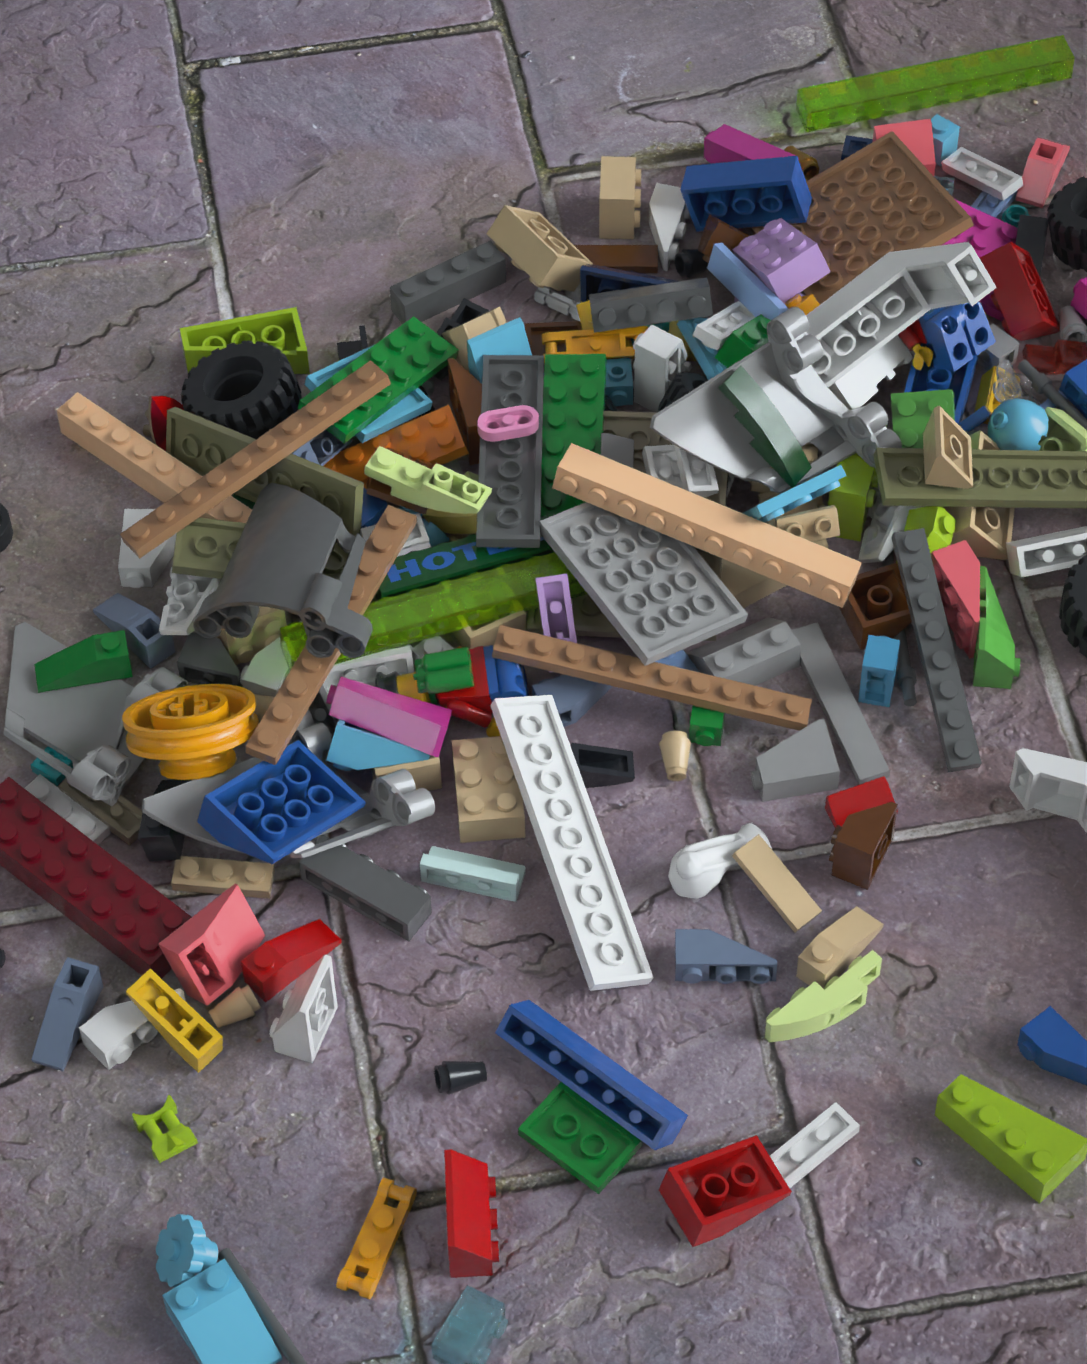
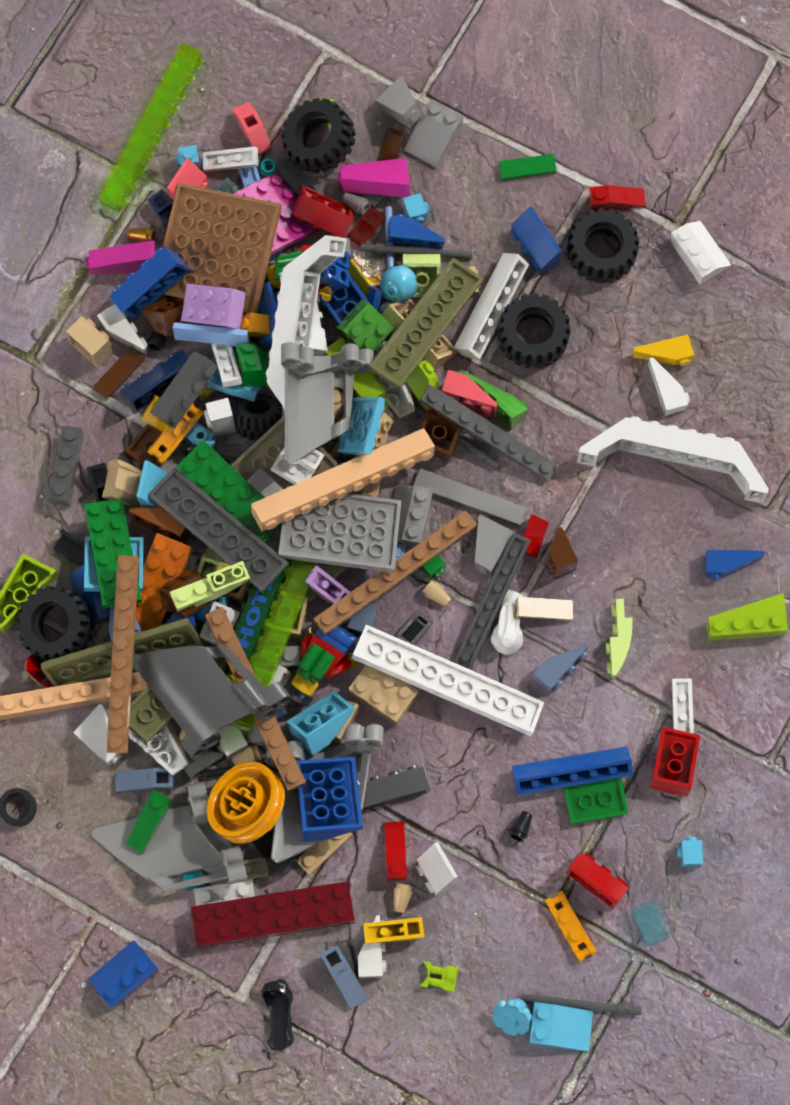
camera: 50 degrees left, 20 degrees up
(212, 944) = (367, 884): coral slope -> none
(390, 715) = (318, 706): dark pink slope -> none
(472, 873) = (419, 734): light aqua panel -> none
(508, 423) = (206, 521): bright pink plate -> none
(538, 248) = (89, 406): tan brick -> none
(557, 302) = (124, 421): light grey axle -> none
(617, 1309) = (690, 852): none -> medium azure brick
(726, 817) = (492, 601): none -> dark grey tile
(768, 427) = (321, 408): slope -> none
(837, 947) = (597, 609): tan slope -> none
(879, 670) = (475, 467): dark azure brick -> none
(947, 452) = (400, 337): tan slope -> none

